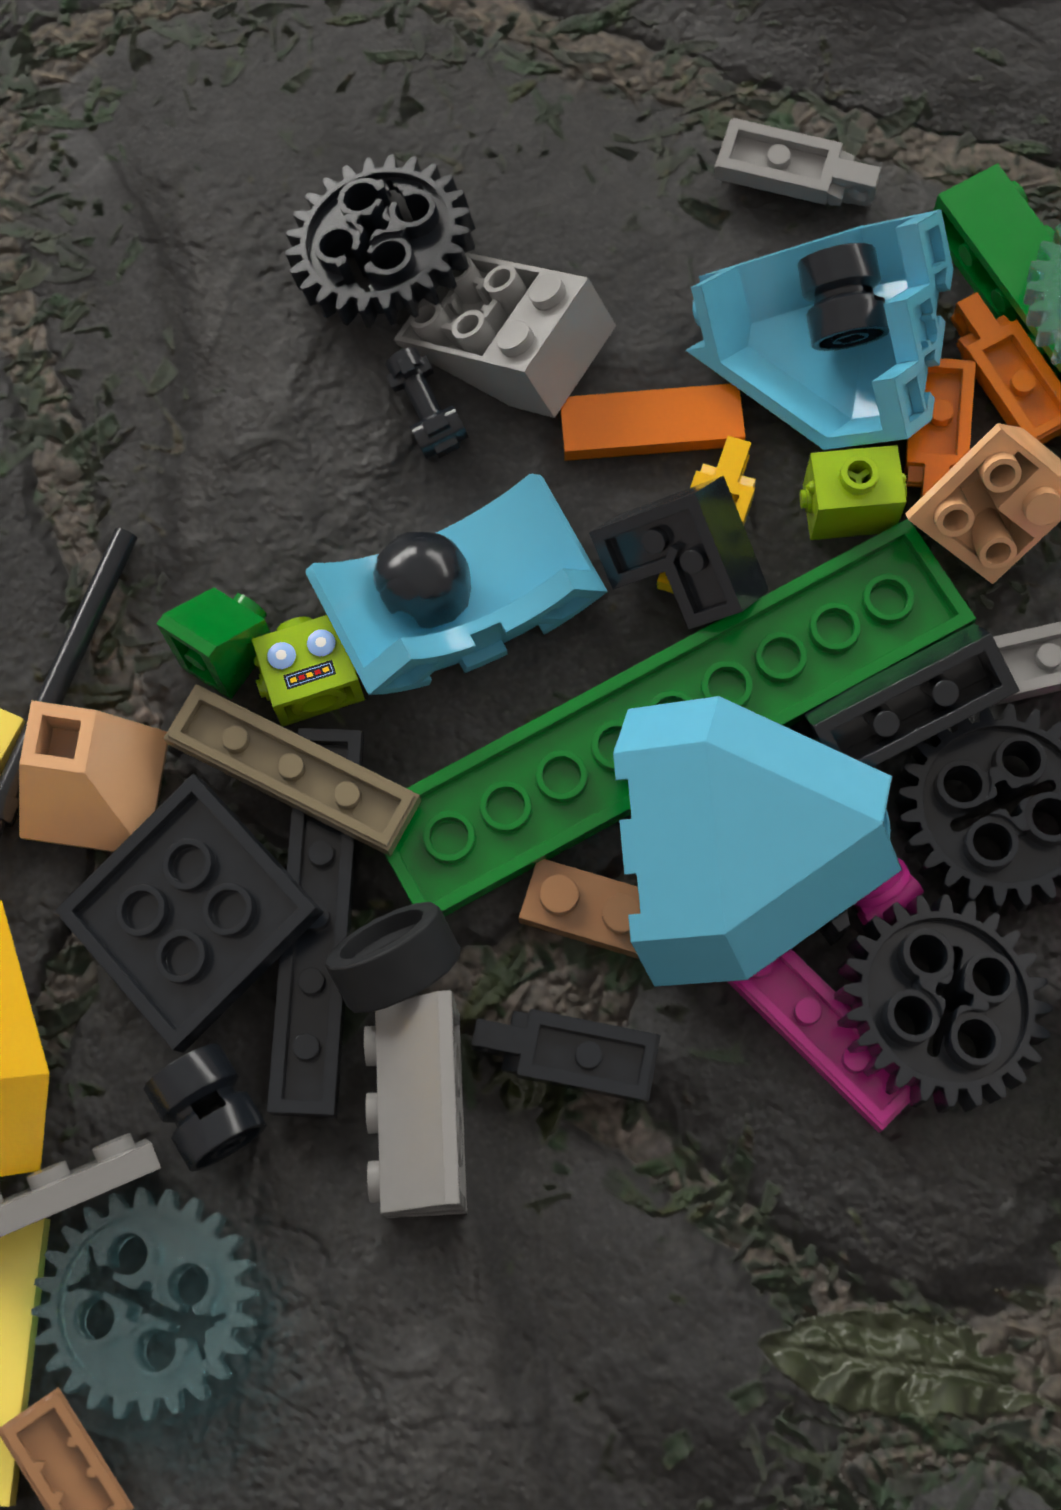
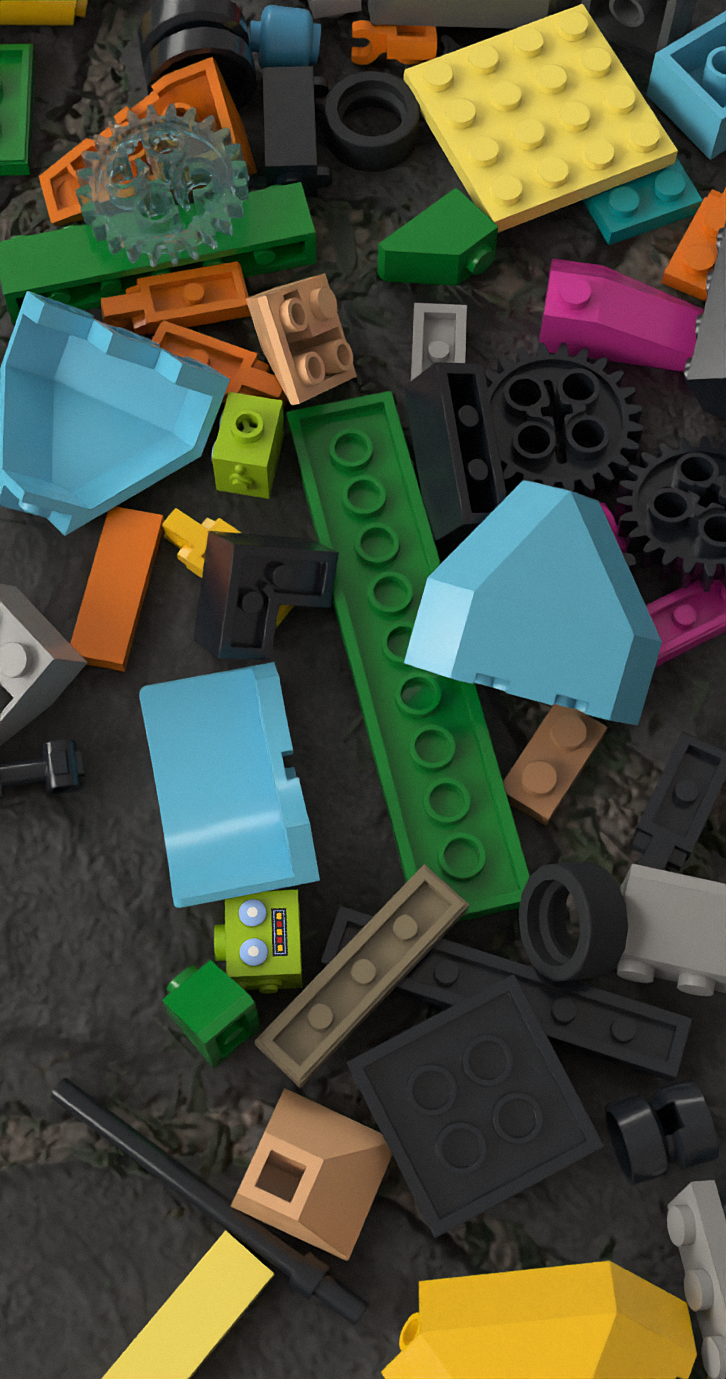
camera: 80 degrees left, 5 degrees down
(423, 578) = (209, 812): black hair -> none
(842, 287) = (71, 393): black wheel -> none

